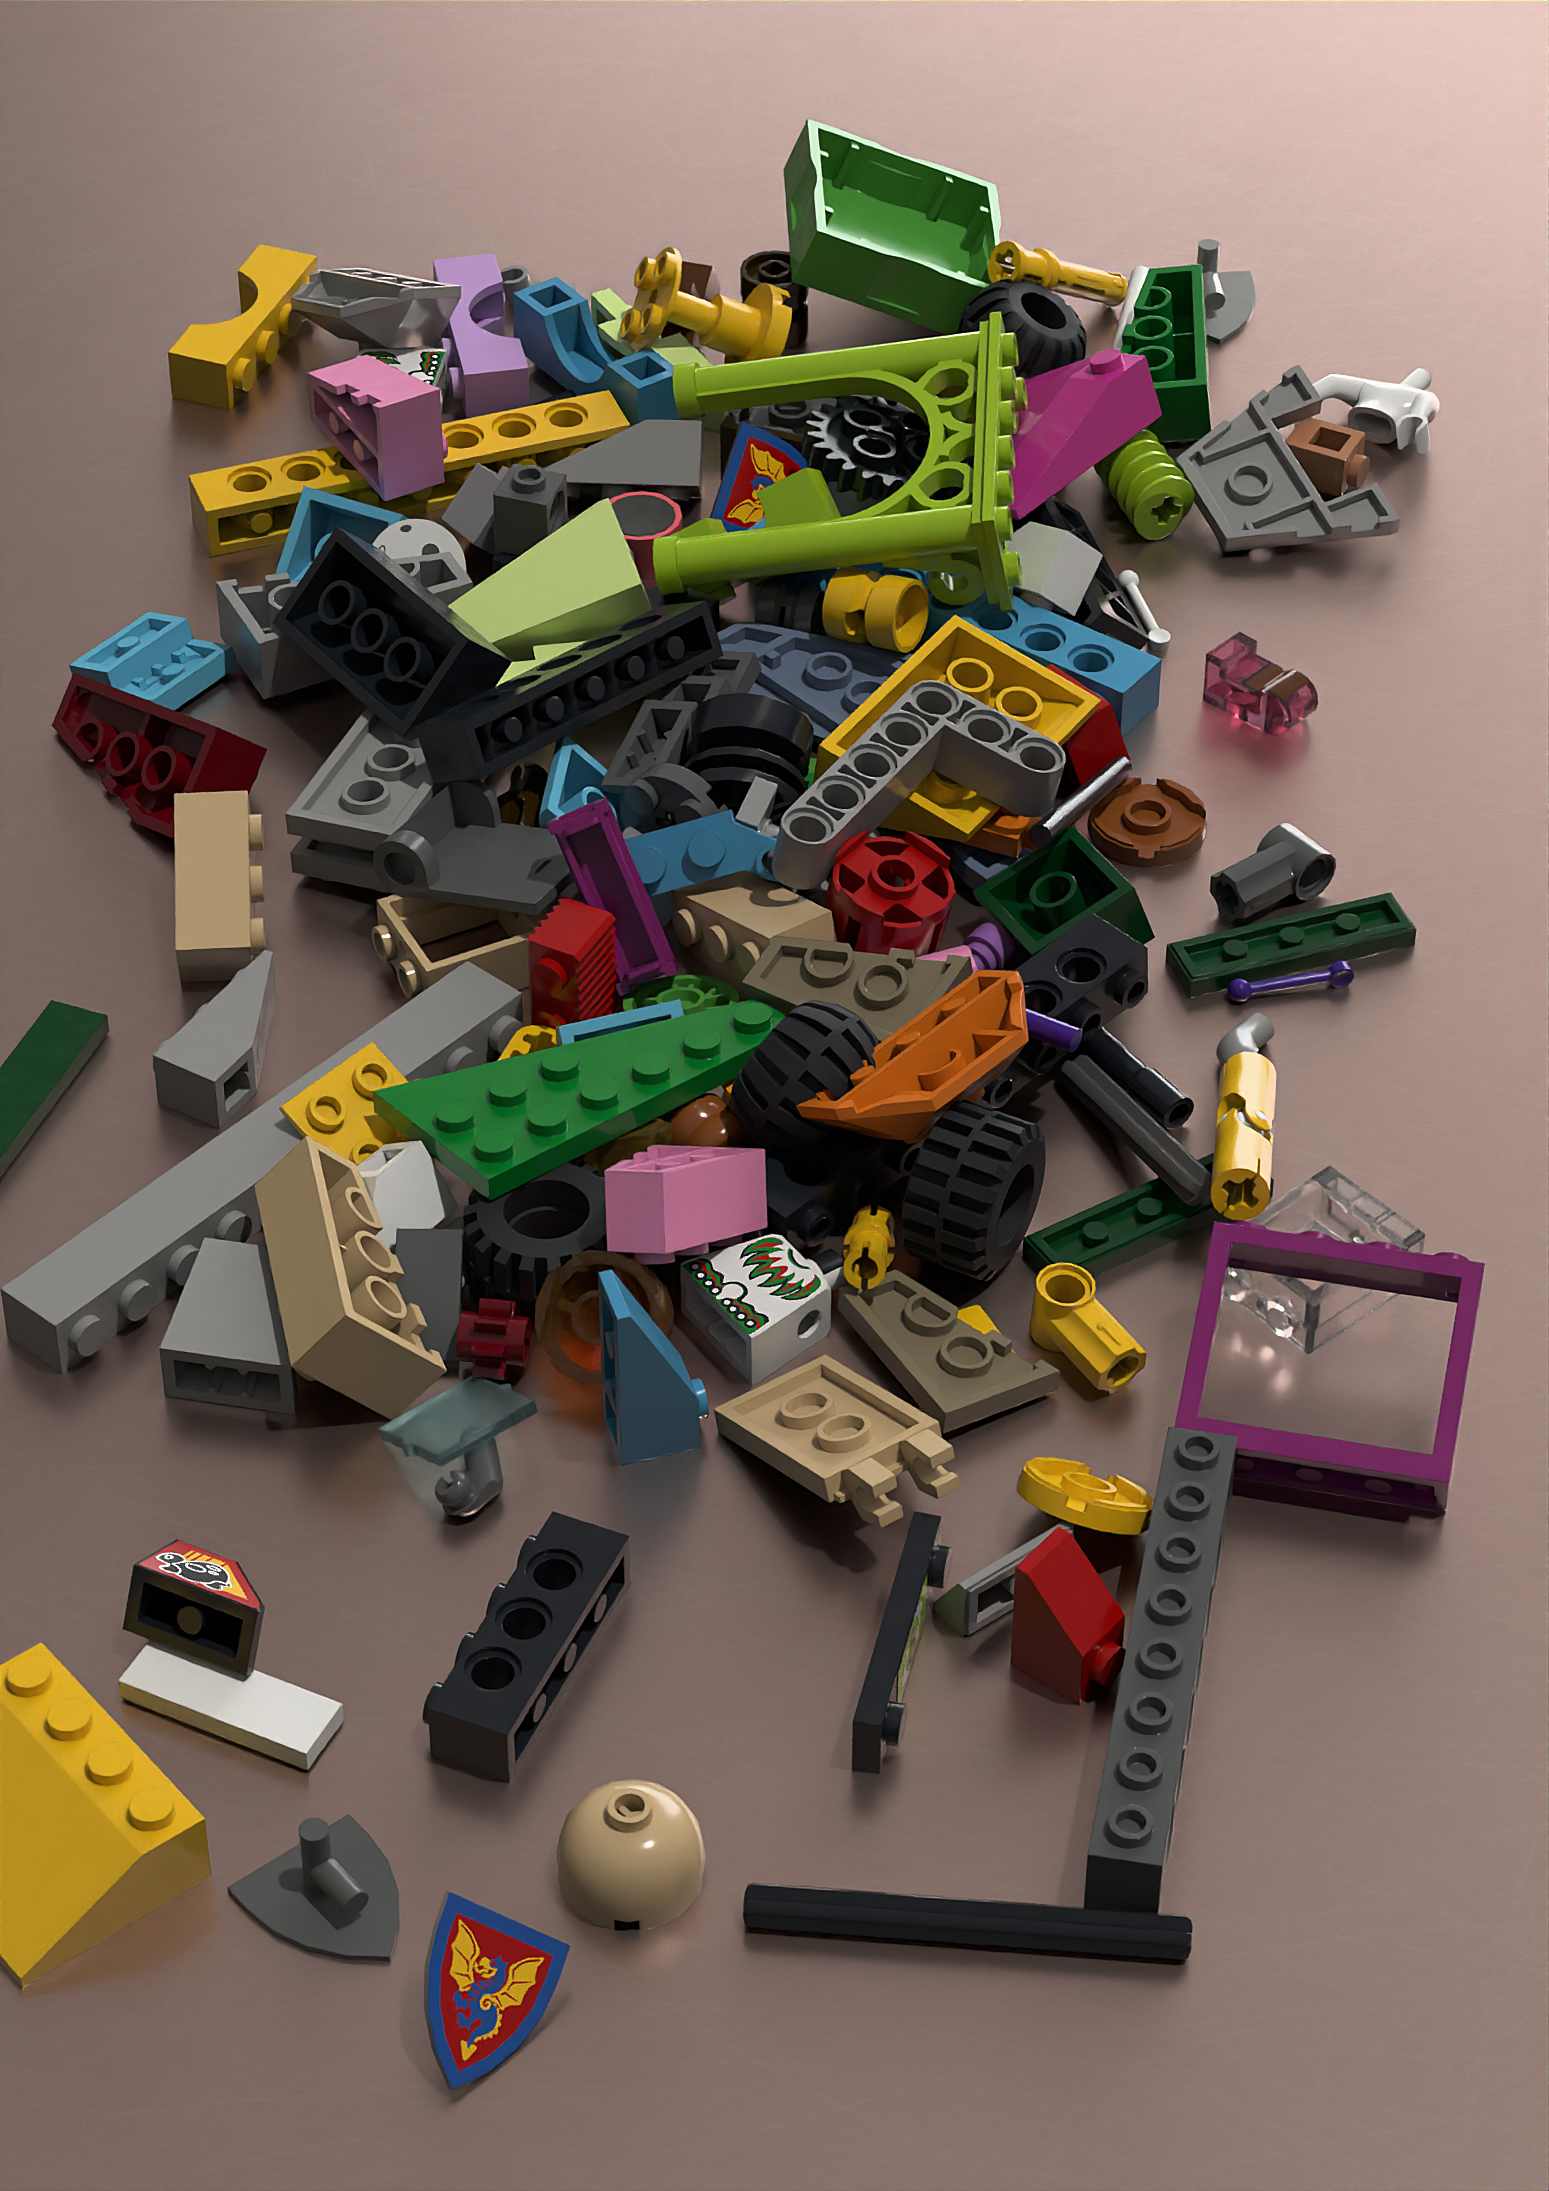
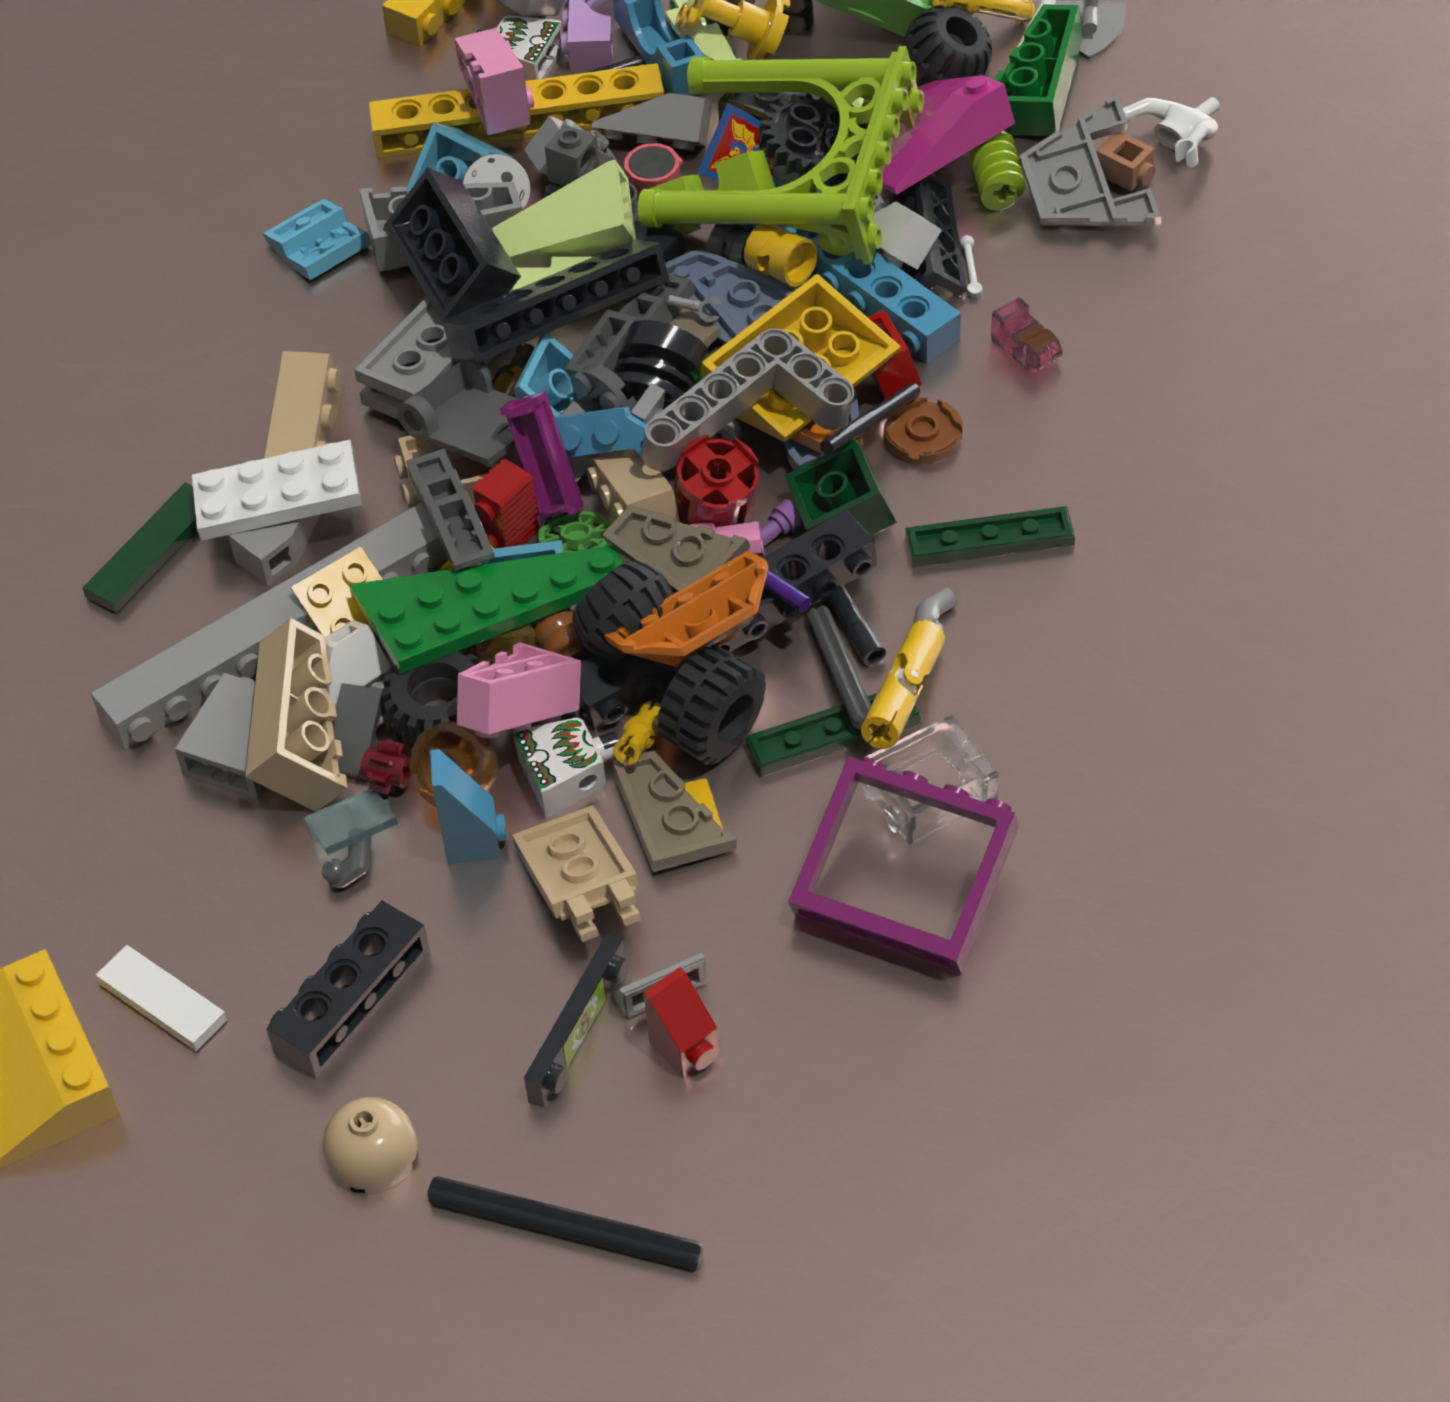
camera: 15 degrees right, 10 degrees up
(151, 750) = (297, 307): dark red wedge -> none
(196, 1606) = (148, 931): black slope -> none
(211, 984) = (276, 490): none -> white plate
(327, 1893) = (184, 1139): dark grey shield -> none
(484, 1986) = (250, 1225): shield -> none
(495, 978) = (449, 509): none -> dark grey slope
(769, 685) = (696, 306): none -> light grey hand
(1073, 1322) = (761, 810): yellow piece -> none
(1074, 1495) = (722, 937): yellow tile -> none
(1161, 1674) = (733, 1069): dark grey brick -> none
(1282, 866) = (1000, 477): dark grey piece -> none
(1339, 974) = (1013, 563): dark purple hinge -> none

